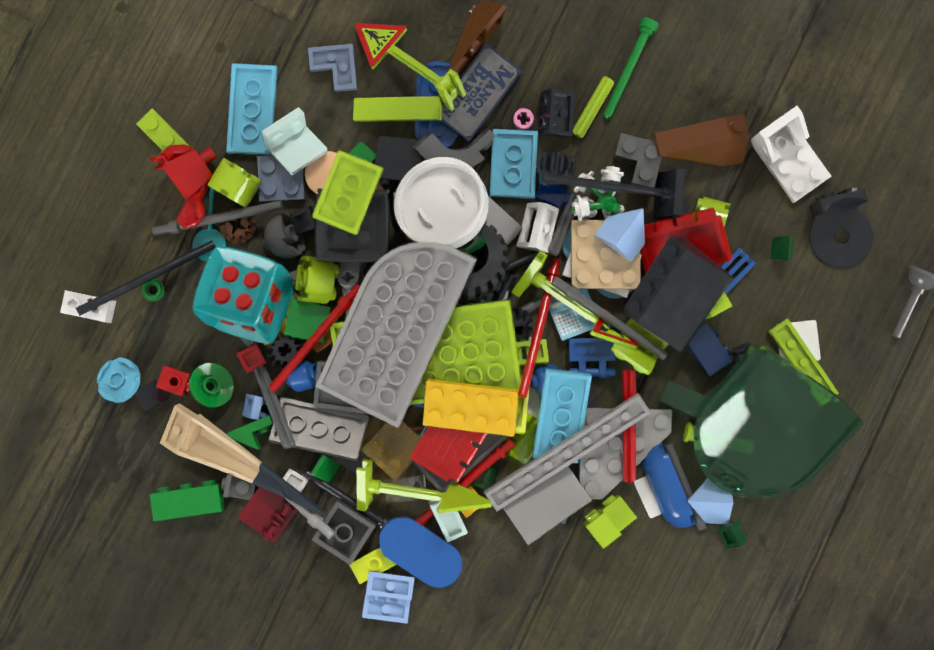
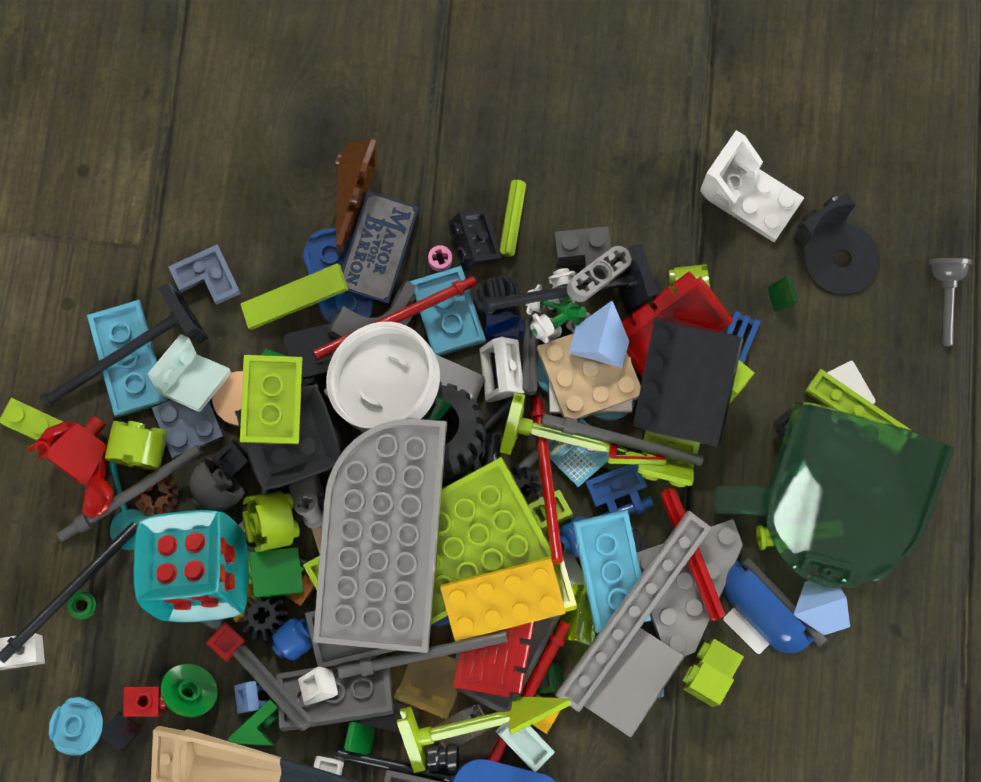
camera: 25 degrees left, 10 degrees down
(304, 92) = (180, 315): none -> black tile
(308, 418) = (317, 685): none -> white slope
(344, 303) = (312, 532): red bar -> none
(351, 418) = (368, 666): none -> dark grey bar
(380, 505) = (439, 757): none -> black wheel
(381, 39) = (248, 229): lime piece -> none
(525, 150) = (457, 289): none -> red bar
(636, 189) = (596, 284): none -> light grey beam
(647, 28) = (539, 111): green piece -> none
(708, 350) = (748, 436): dark blue brick -> none
(709, 142) = (660, 205): reddish brown wedge -> none
(732, 535) = (860, 636): dark green tile -> none

